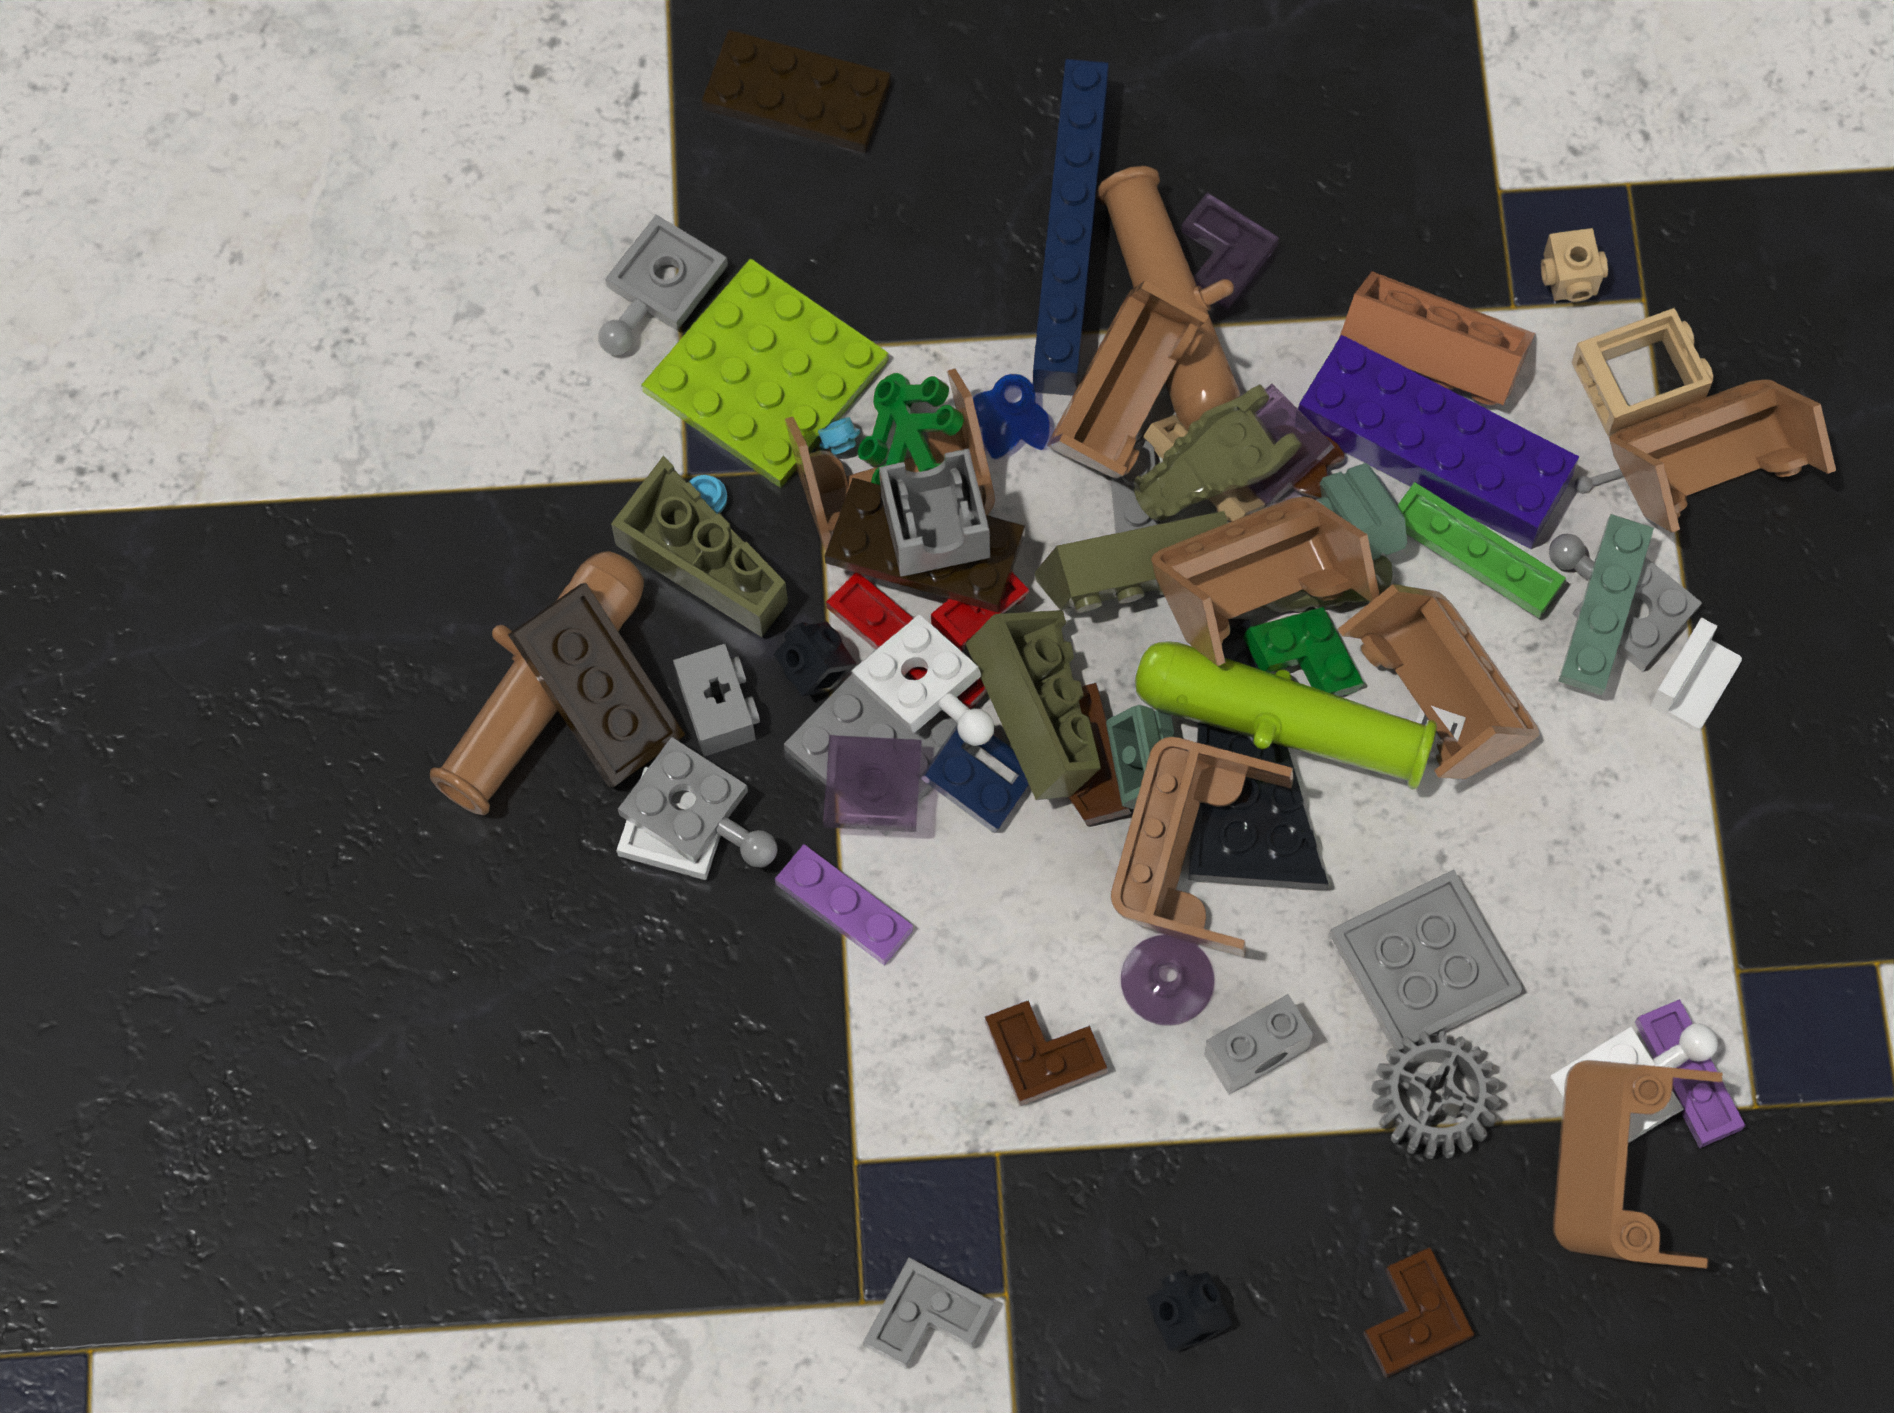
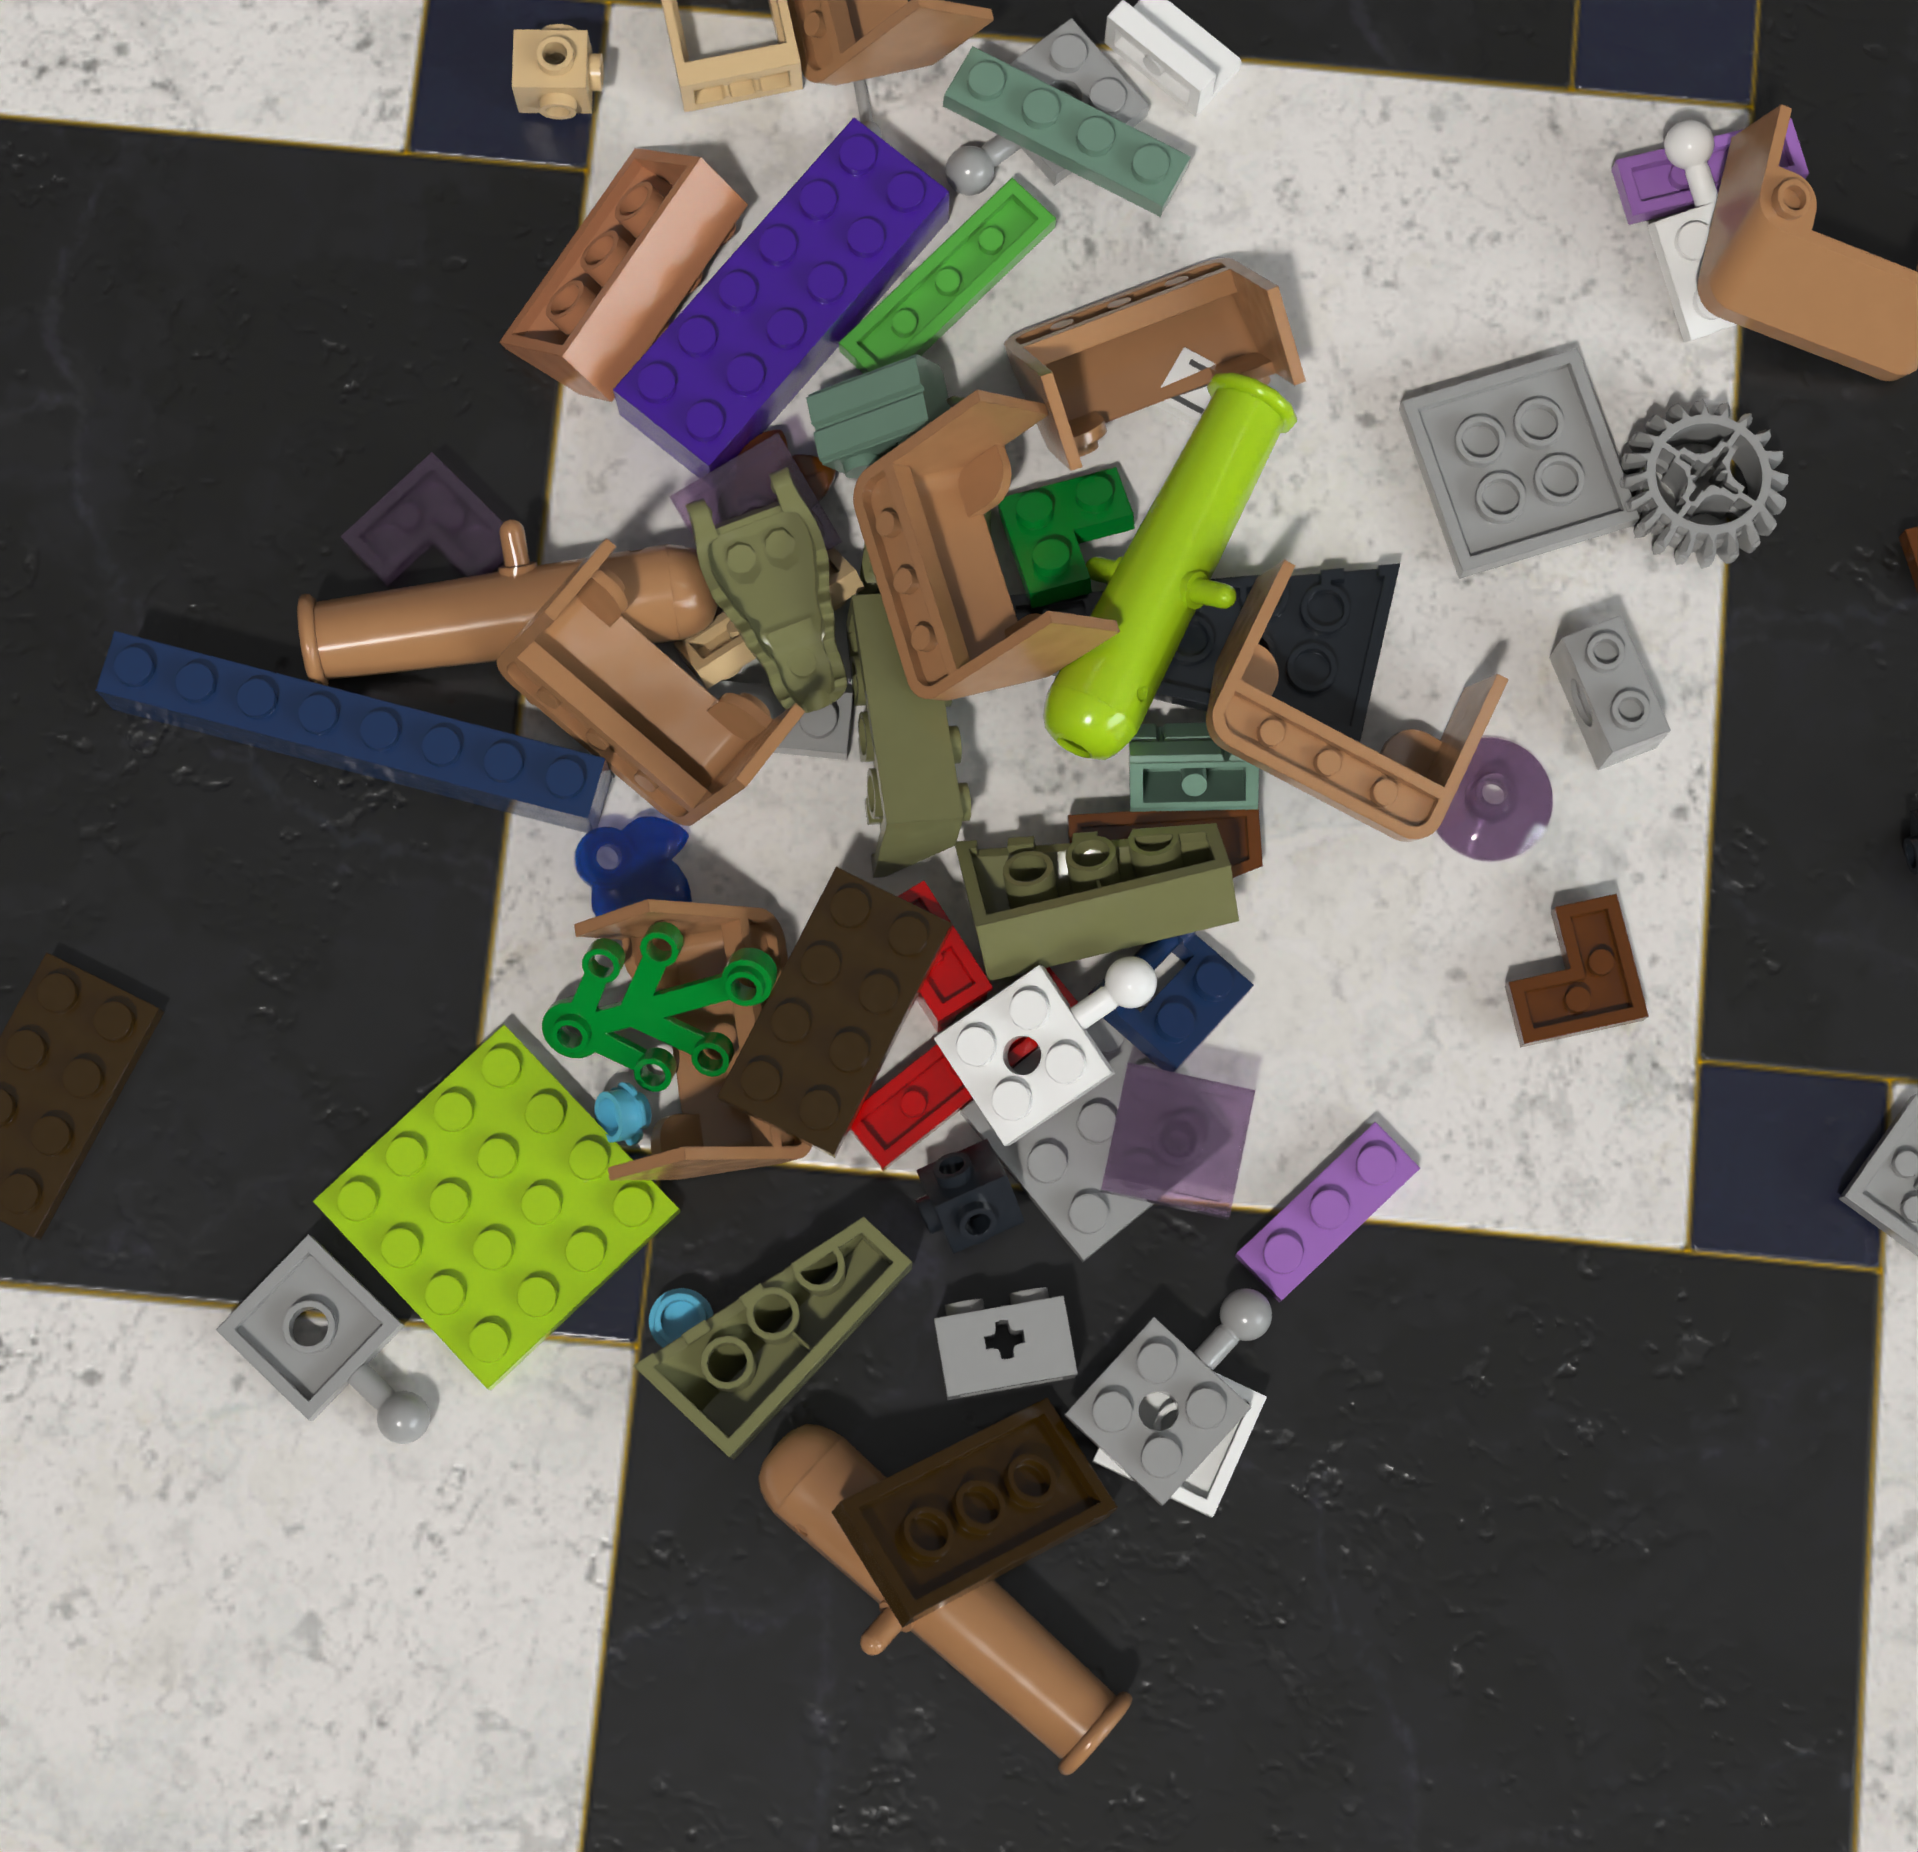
camera: 85 degrees left, 10 degrees up
(935, 514) = (825, 978): light grey piece -> none

